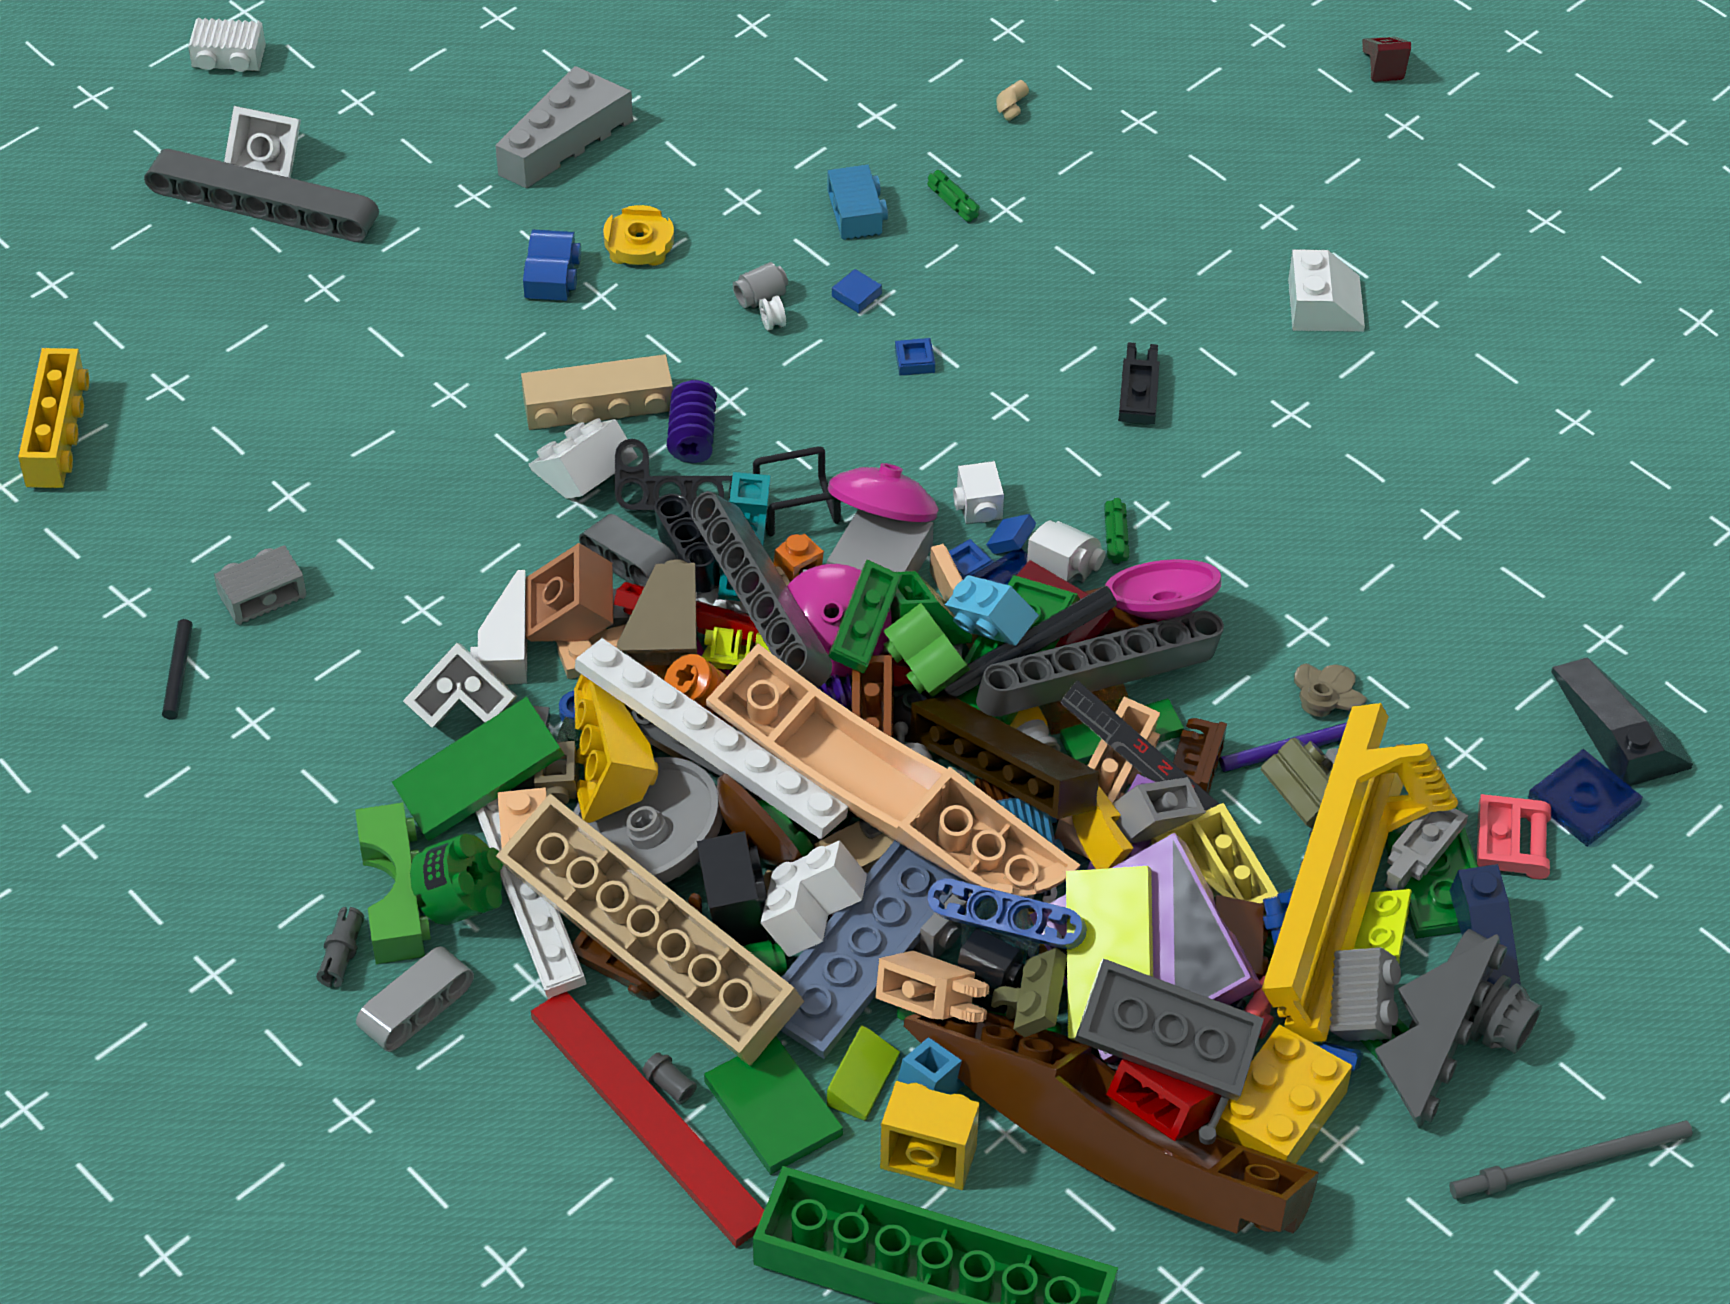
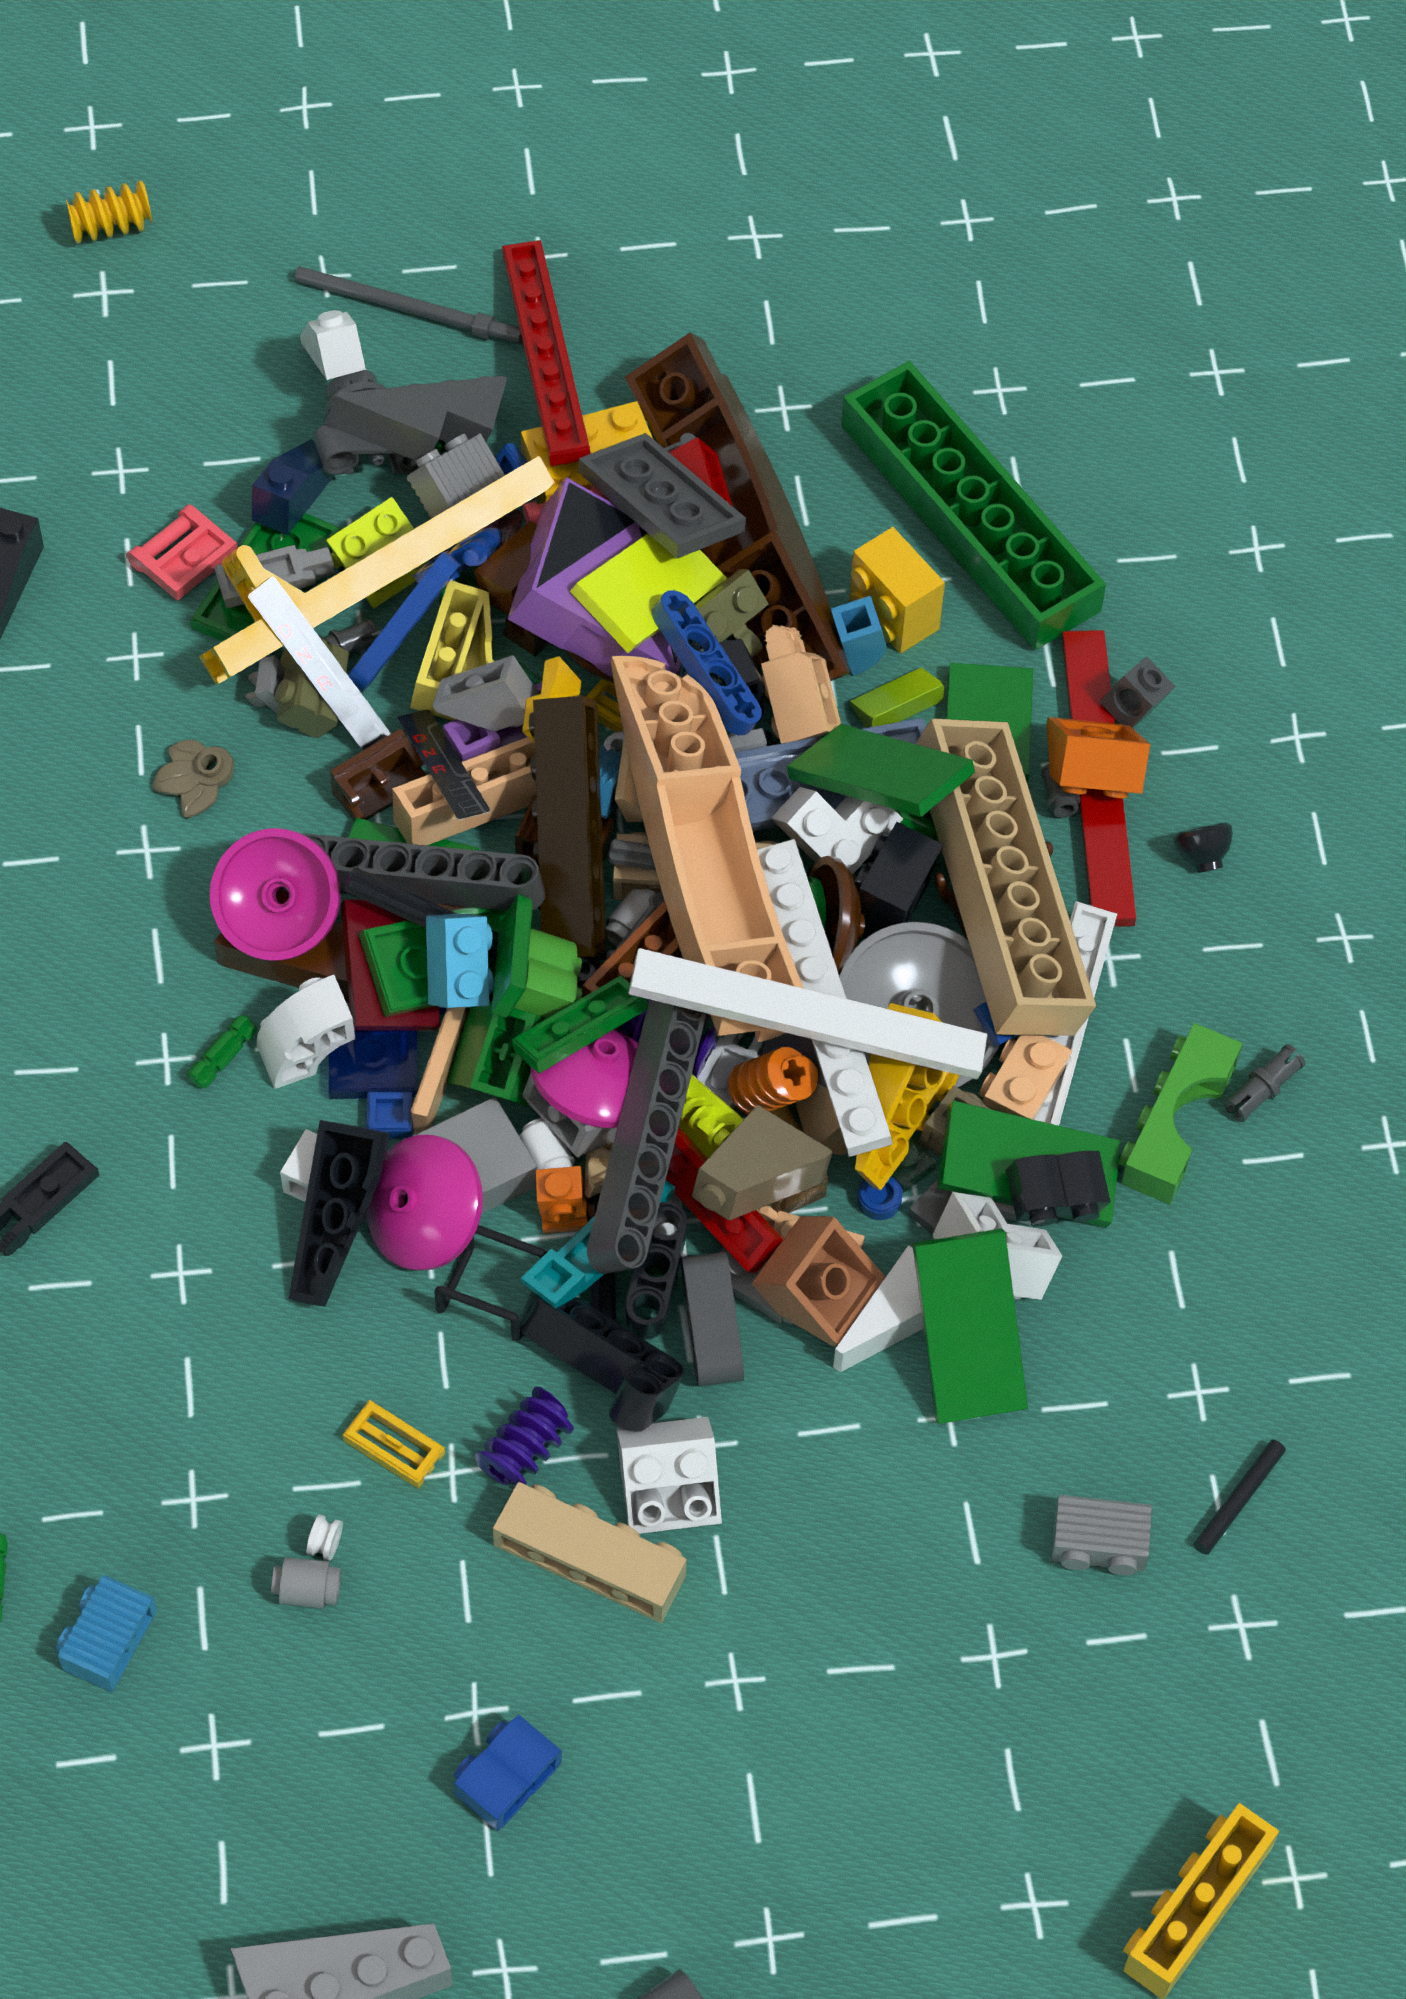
camera: 145 degrees left, 10 degrees up
(414, 998) = (1230, 989): light grey beam -> none
(438, 621) = (970, 1325): none -> green tile
(440, 747) = (1058, 1186): none -> black brick
(457, 879) = (1129, 1046): green brick -> none
(518, 1099) = (1205, 845): none -> black brick
(649, 249) = (377, 1782): yellow plate -> none
(655, 1098) = (1096, 757): none -> orange slope
(659, 1180) = (1137, 693): none -> dark grey brick
(695, 682) = (808, 1013): none -> white tile
(777, 391) = (385, 1459): none -> yellow tile
(801, 923) = (881, 770): none -> green tile
(856, 290) = (207, 1518): blue tile -> none
(915, 356) = (222, 1392): blue tile -> none
(940, 466) = (339, 1191): none -> black wedge
(951, 626) = (512, 956): none -> green tile
(1011, 534) = (326, 1102): blue tile -> none
(1264, 752) = (265, 745): dark purple bar -> none
(1282, 850) = (404, 621): none -> blue beam
(1300, 768) = (318, 663): none -> sticker
(1409, 1160) = (546, 353): none -> red tile
(1576, 1036) = (333, 344): none -> white slope
(1586, 797) = (84, 551): clear blue tile -> none

